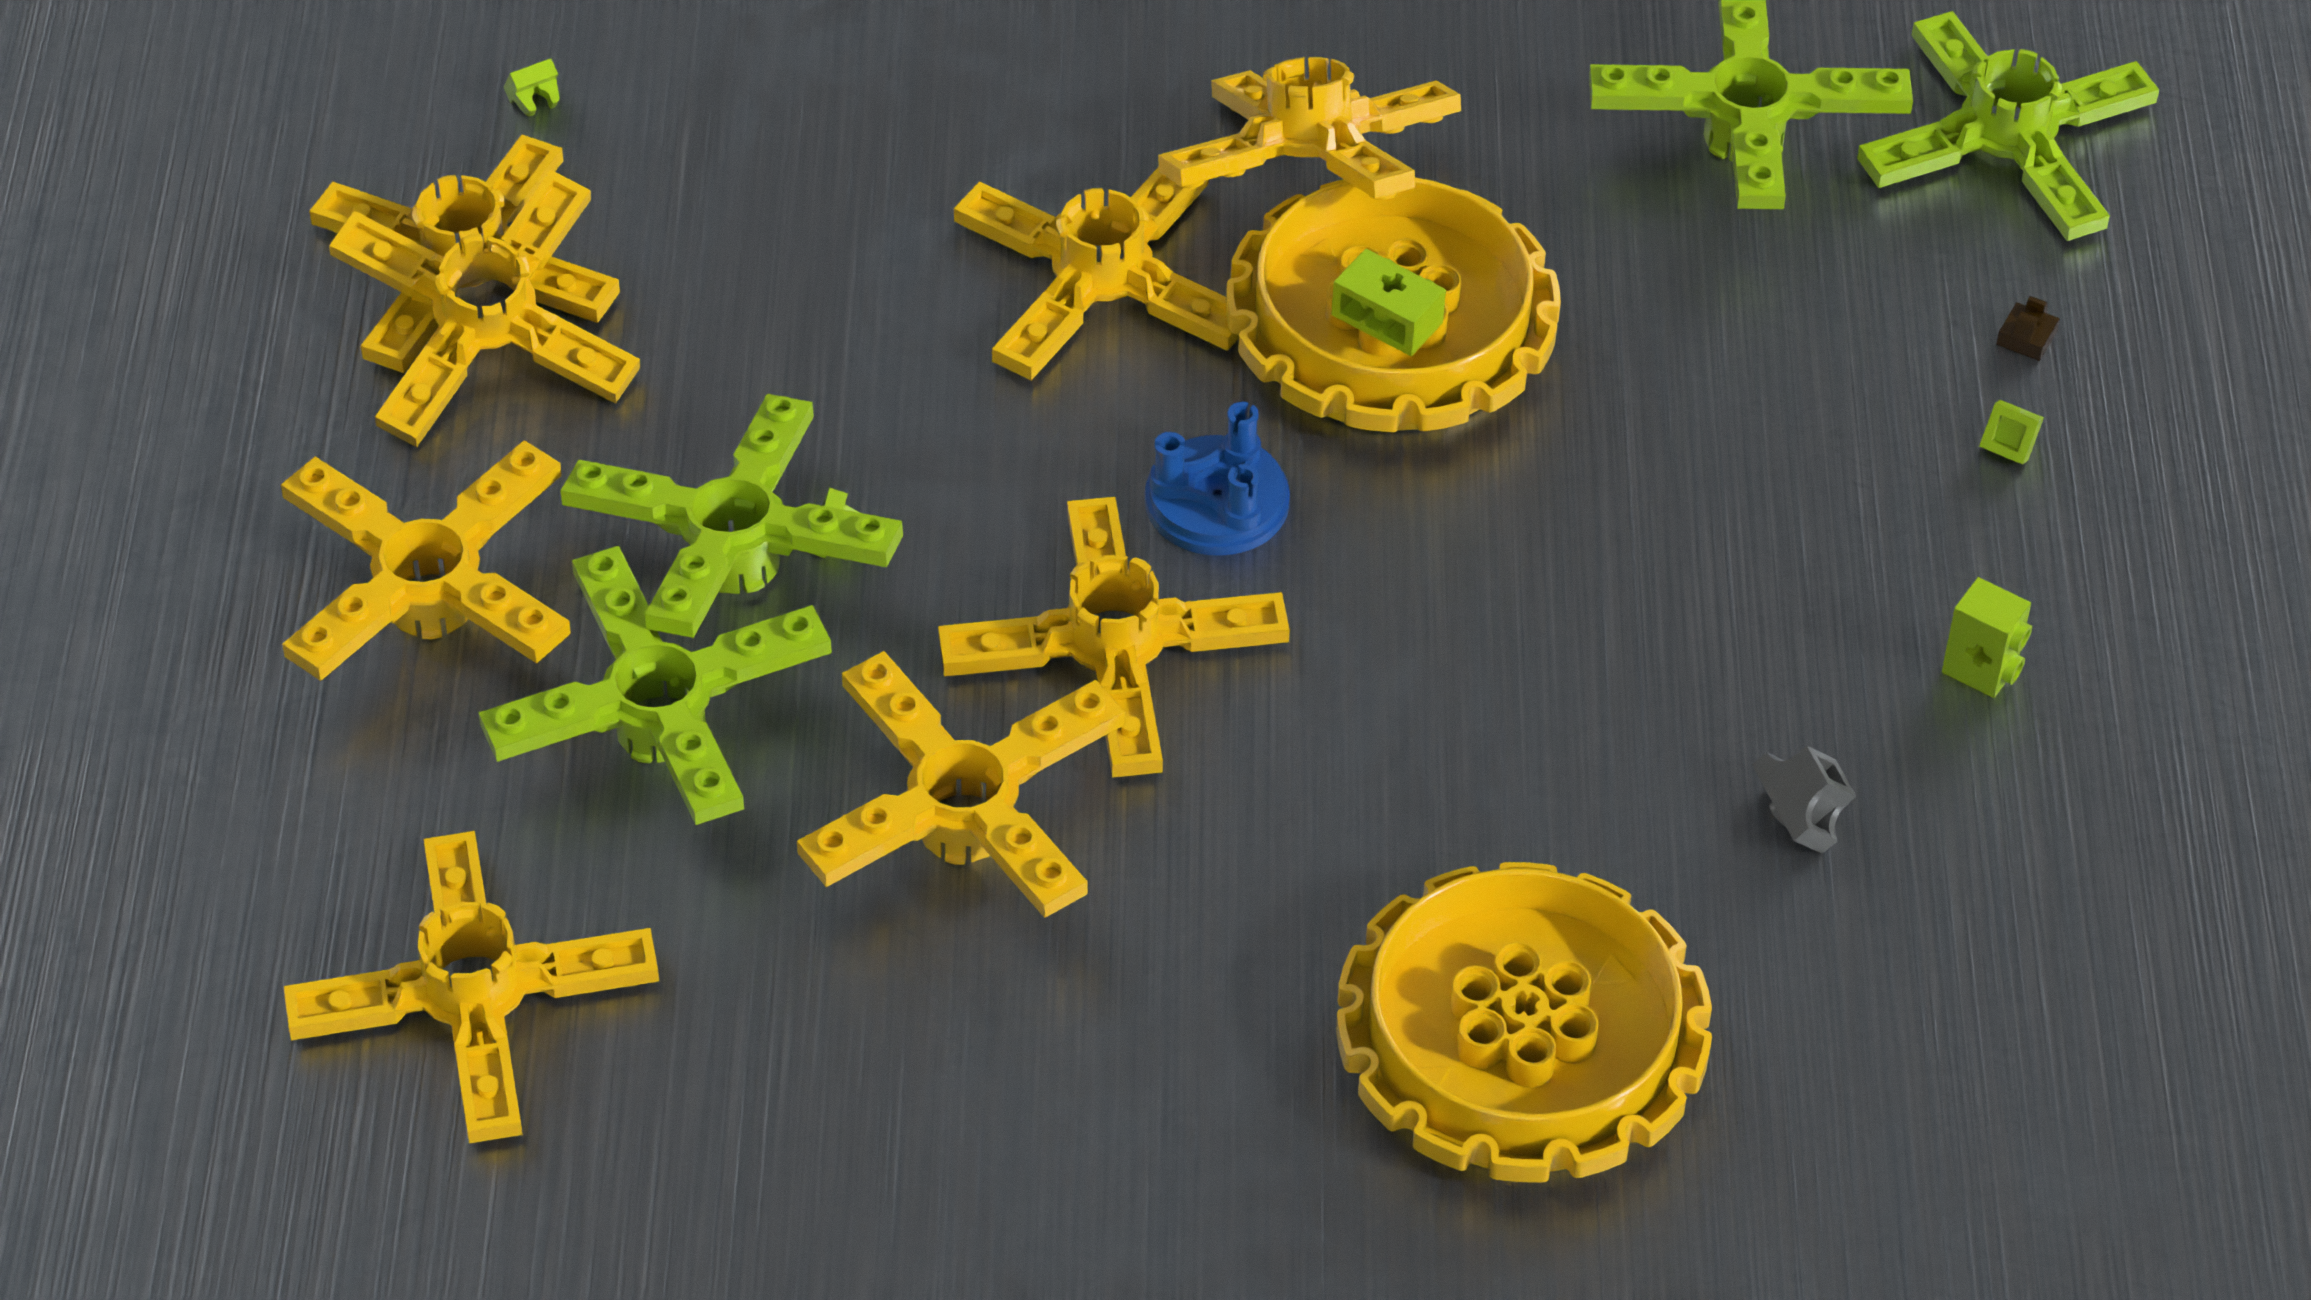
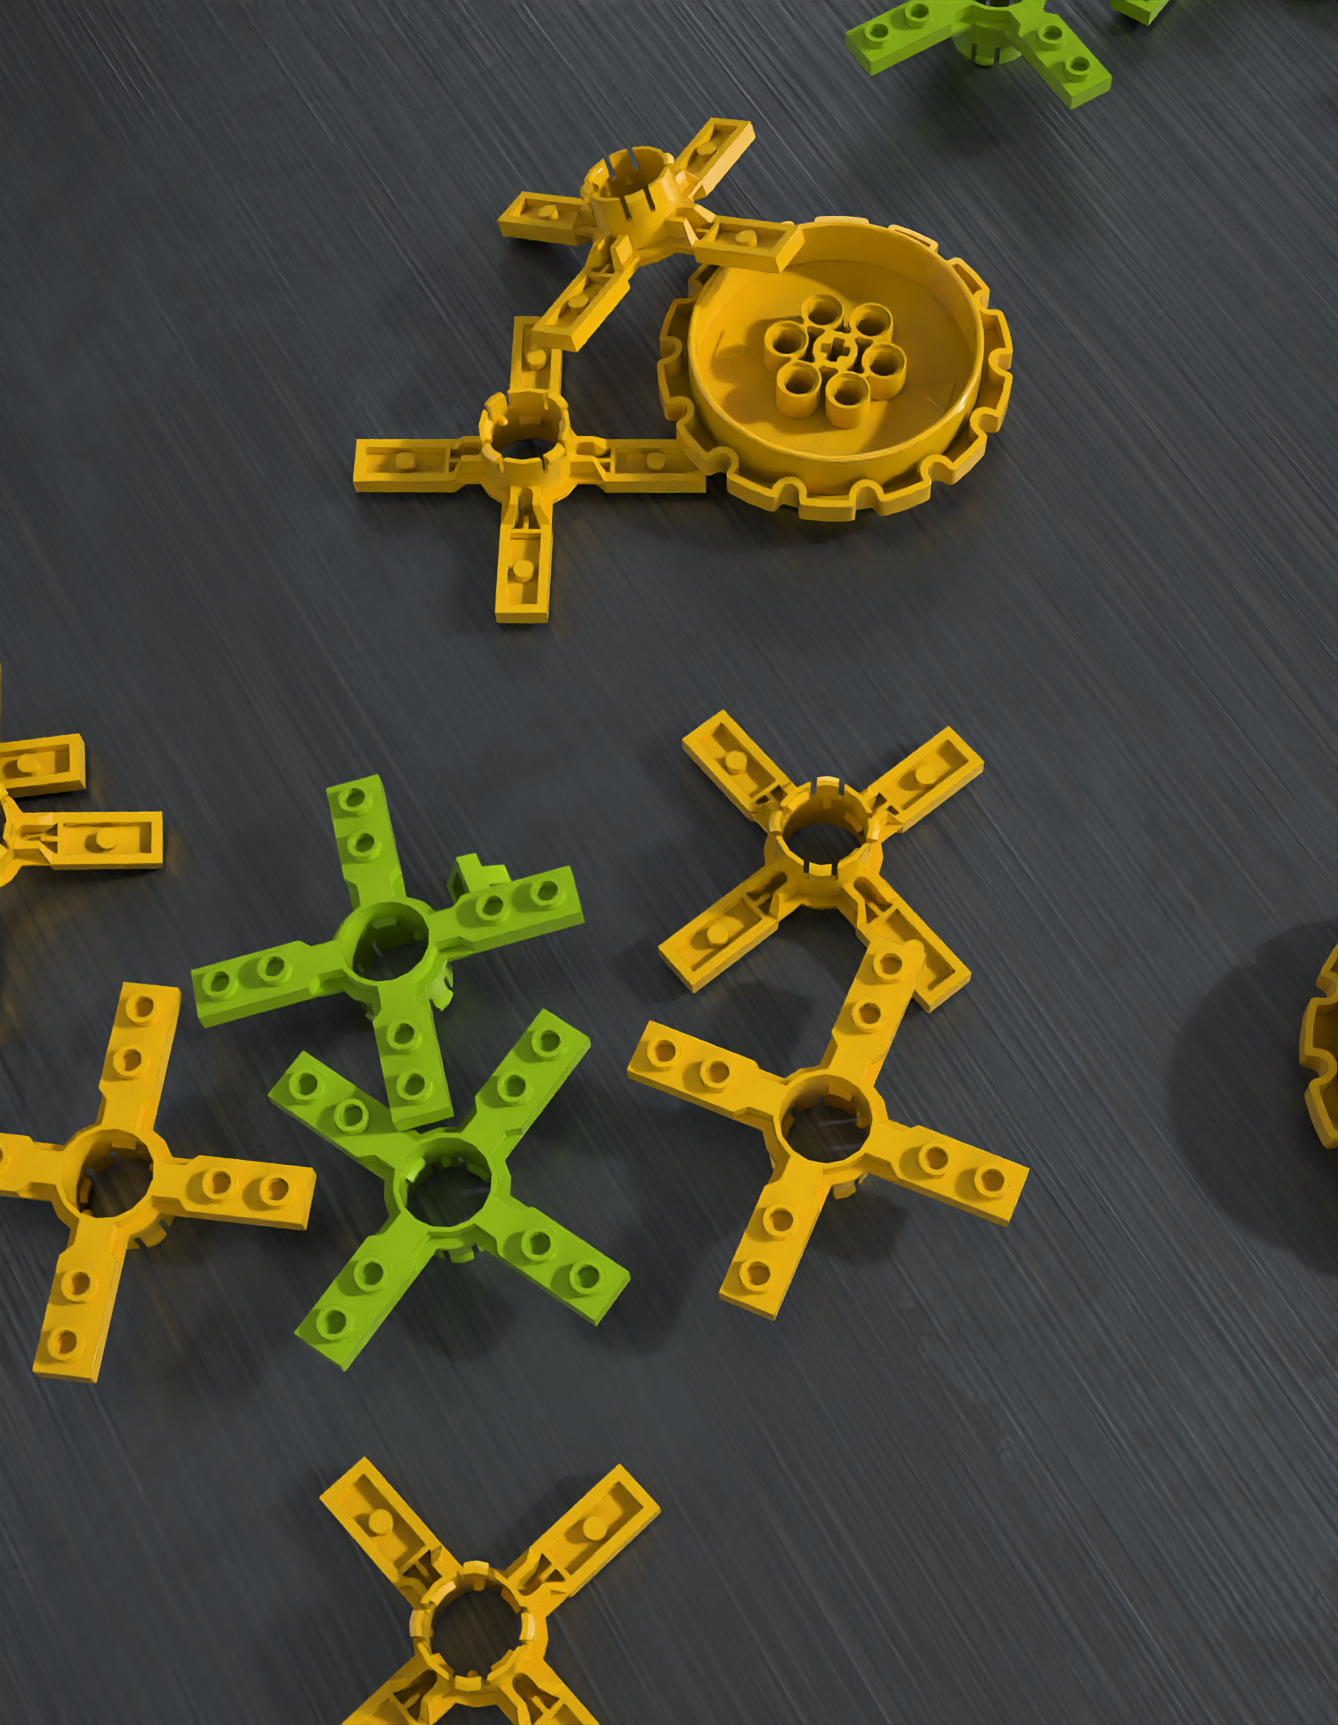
camera: 25 degrees left, 15 degrees up
(1217, 489) = (805, 648): blue piece -> none
(1388, 302) = (866, 375): lime brick -> none

